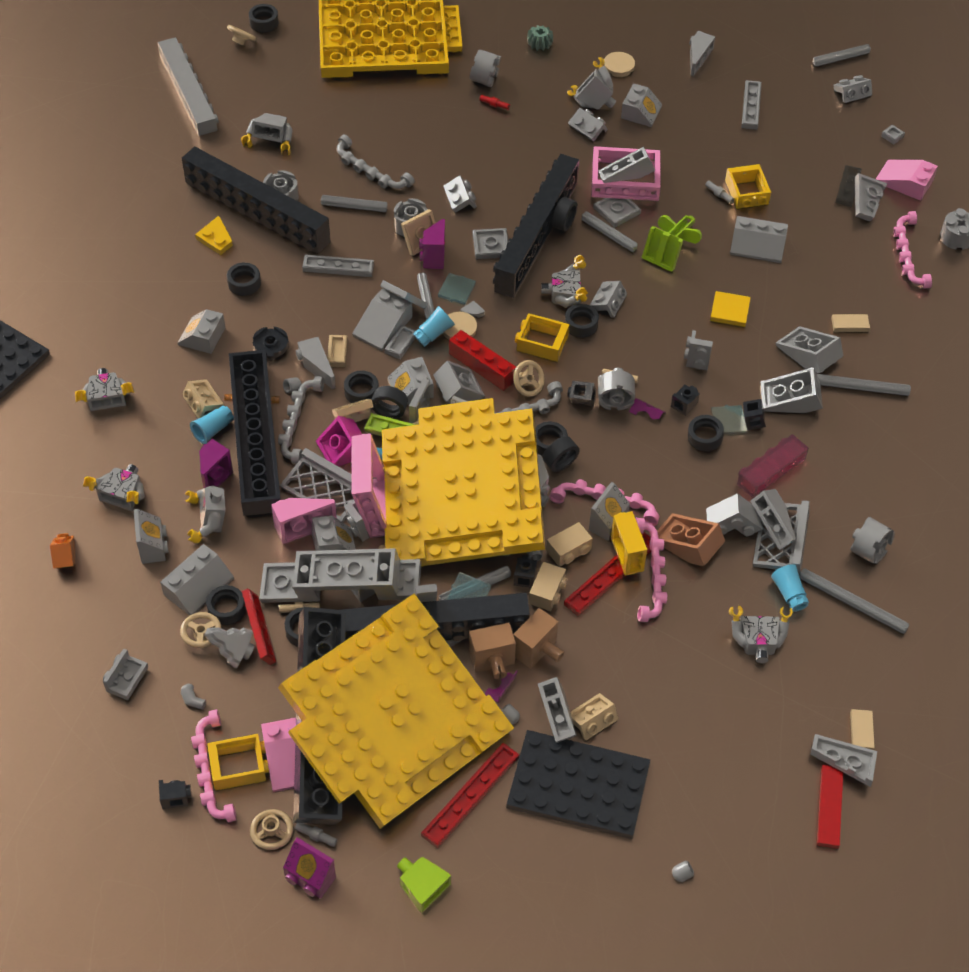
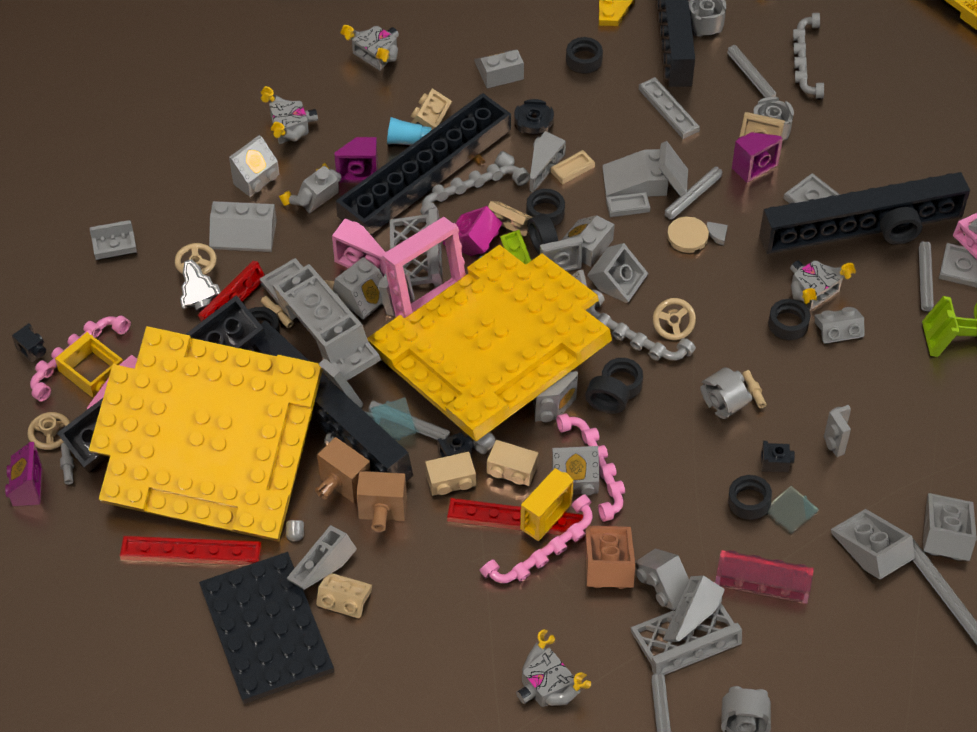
camera: 55 degrees right, 0 degrees up
(63, 551) = (196, 125): orange slope -> none
(190, 699) = (127, 298): light grey arm -> none
(226, 592) = (229, 250): black tyre -> none
(423, 881) = (74, 566): lime torso -> none
(433, 327) = (662, 213): medium azure plant -> none
(456, 288) = (732, 206): clear light blue piece -> none
(459, 194) = (845, 138): light grey bracket -> none
(482, 360) = (661, 269): red brick -> none
(497, 693) = (312, 508): magenta piece -> none
(546, 326) = (742, 317): yellow window -> none
(586, 388) = (698, 369): black brick -> none
(640, 405) = (731, 426): magenta piece -> none
(730, 309) = (933, 430): yellow tile -> none
(754, 414) = (812, 524): black brick -> none
(790, 586) = (627, 674): medium azure plant -> none

